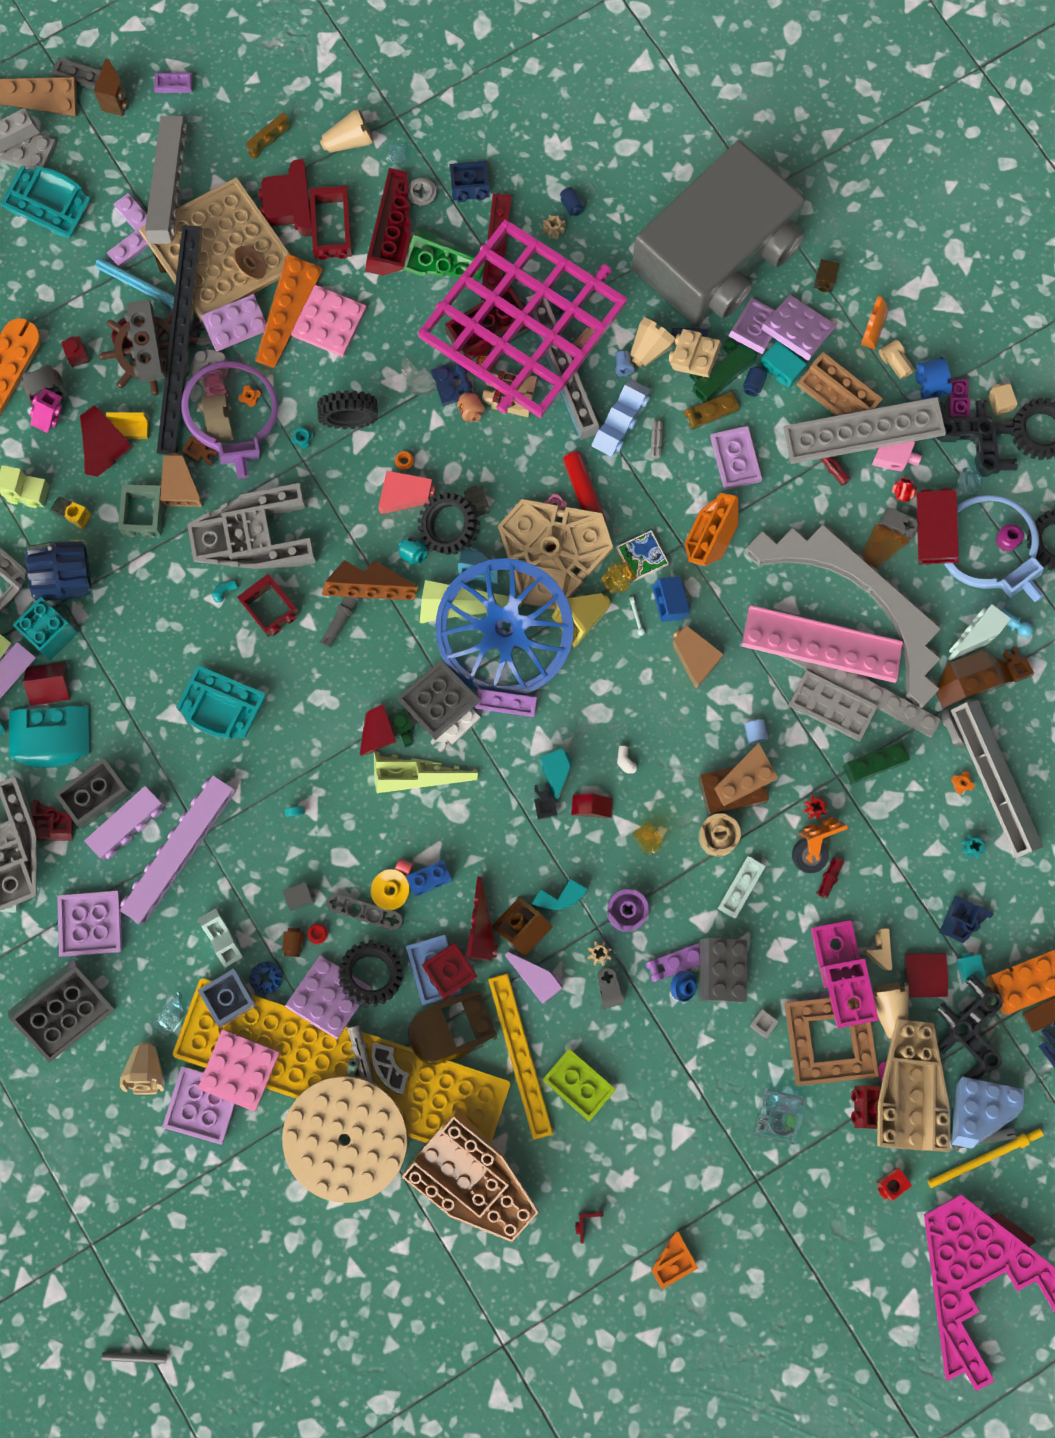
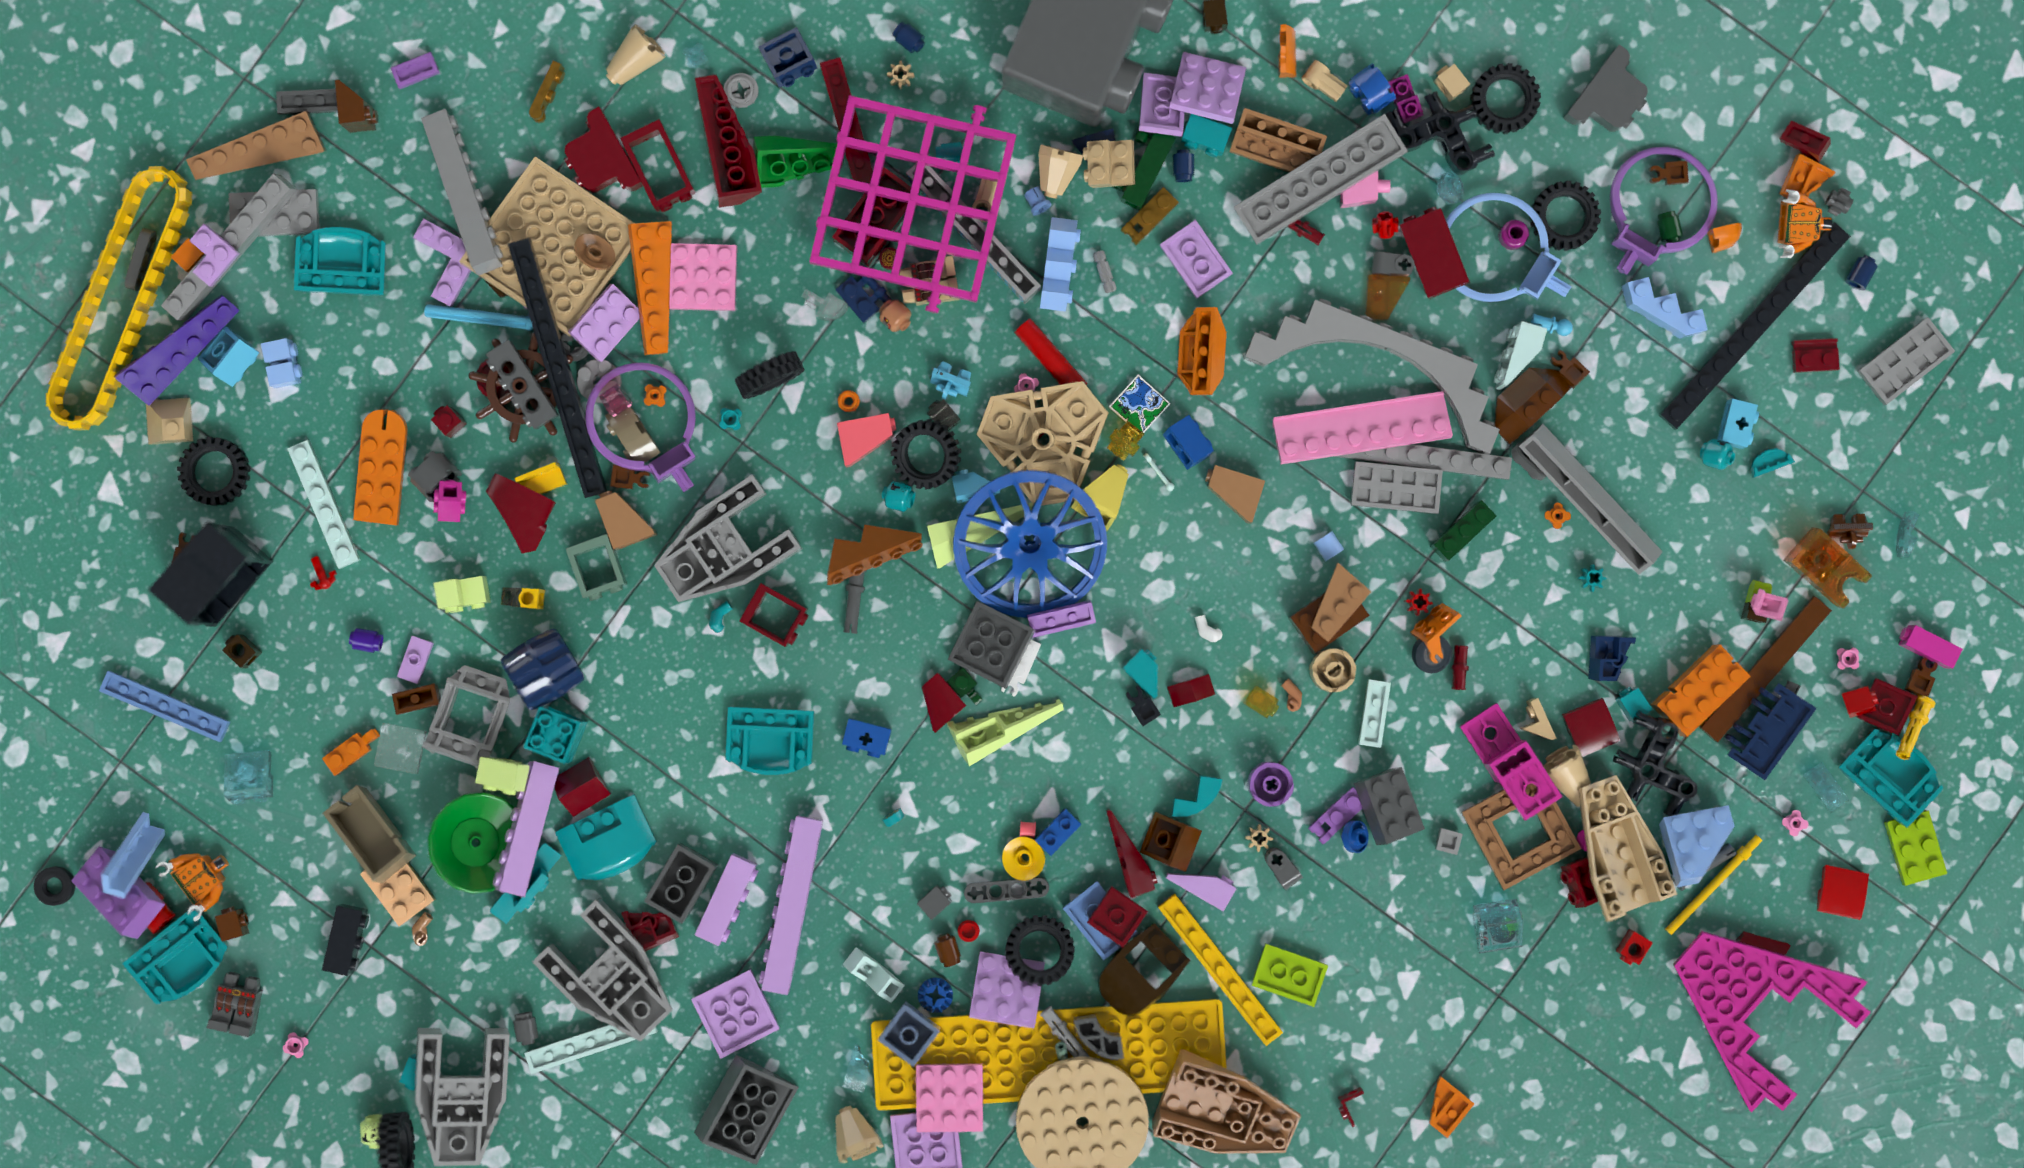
camera: 20 degrees left, 10 degrees up
(295, 725) = (879, 734): none -> blue brick
(492, 477) = (949, 383): none -> medium azure hips
(678, 845) = (1294, 695): none -> nougat arm

